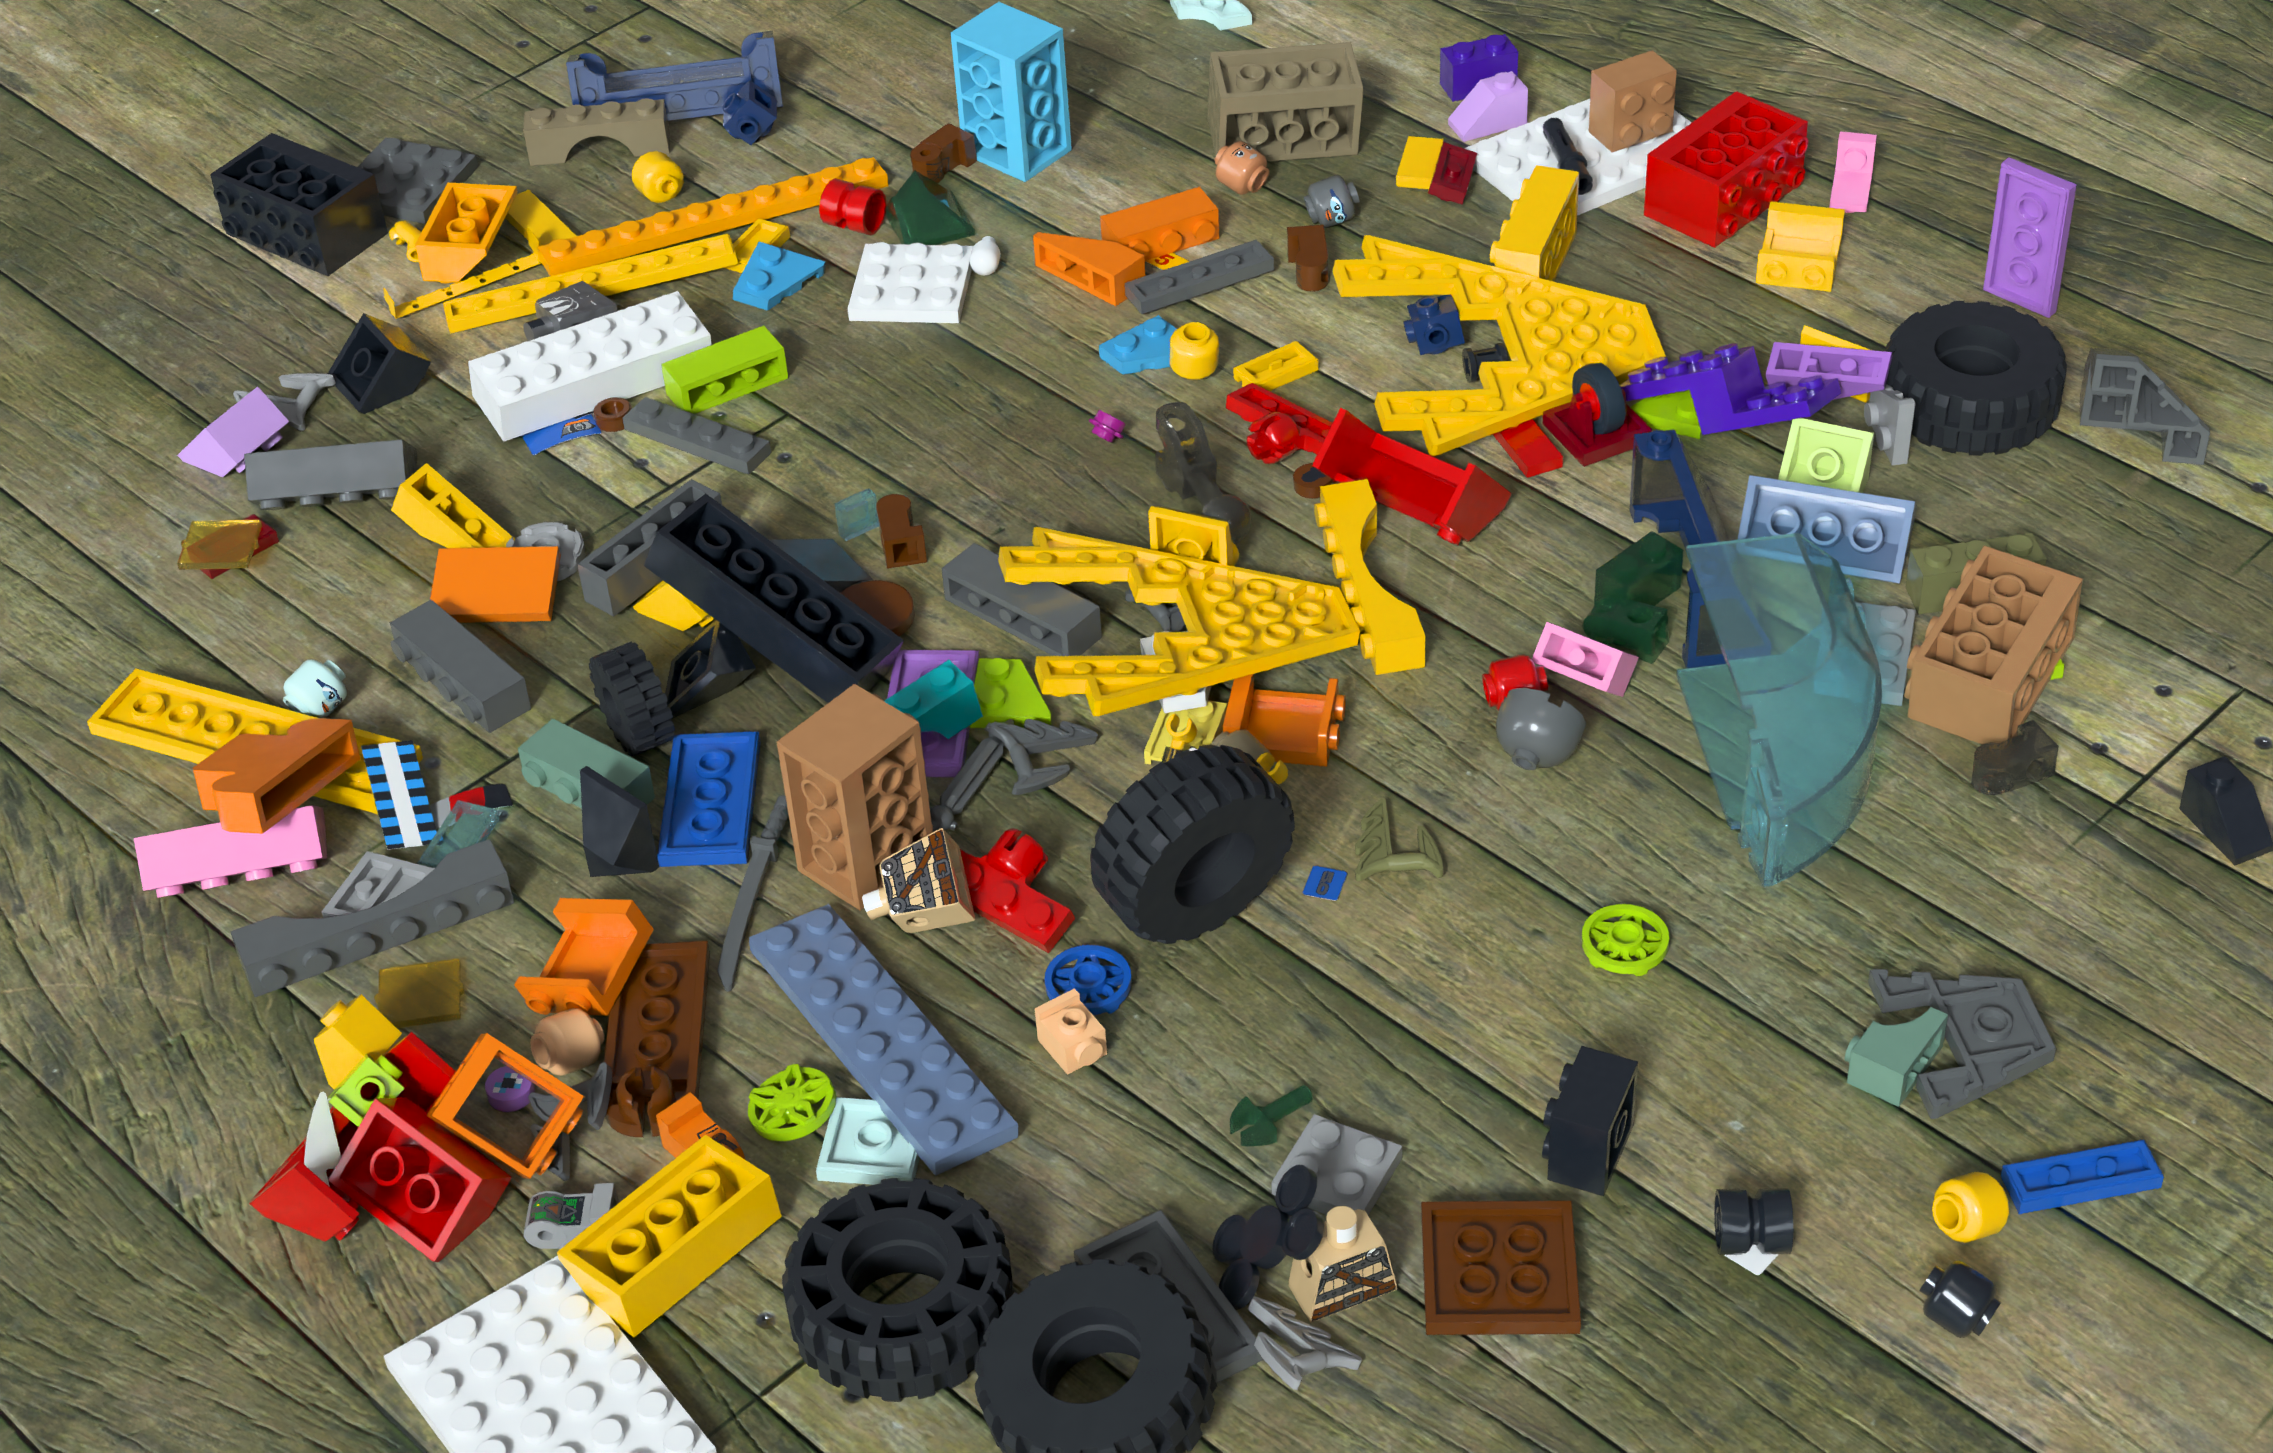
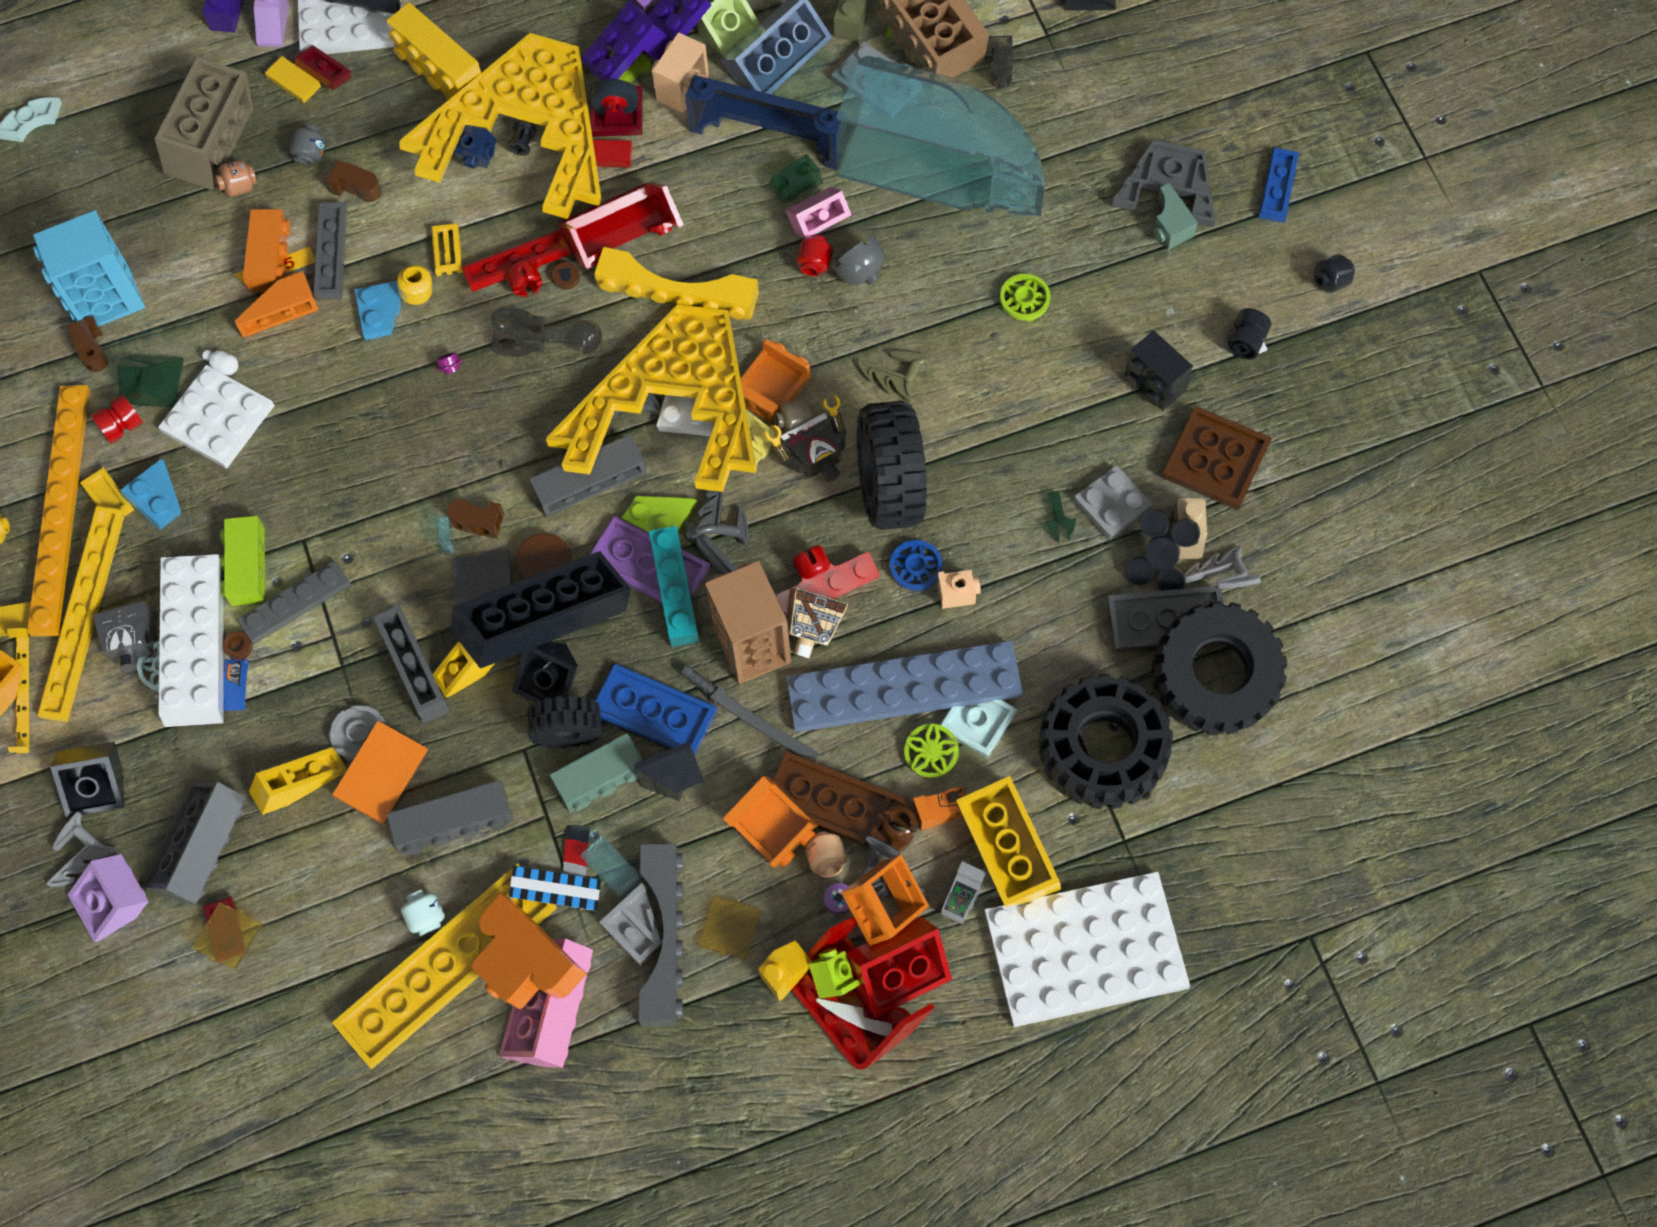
camera: 65 degrees left, 25 degrees up
(1191, 535) = (602, 361): yellow slope -> none
(1642, 572) = (763, 153): clear green brick -> none
(1709, 435) = (676, 68): none -> light nougat brick
(1970, 1207) = (1282, 239): yellow head -> none

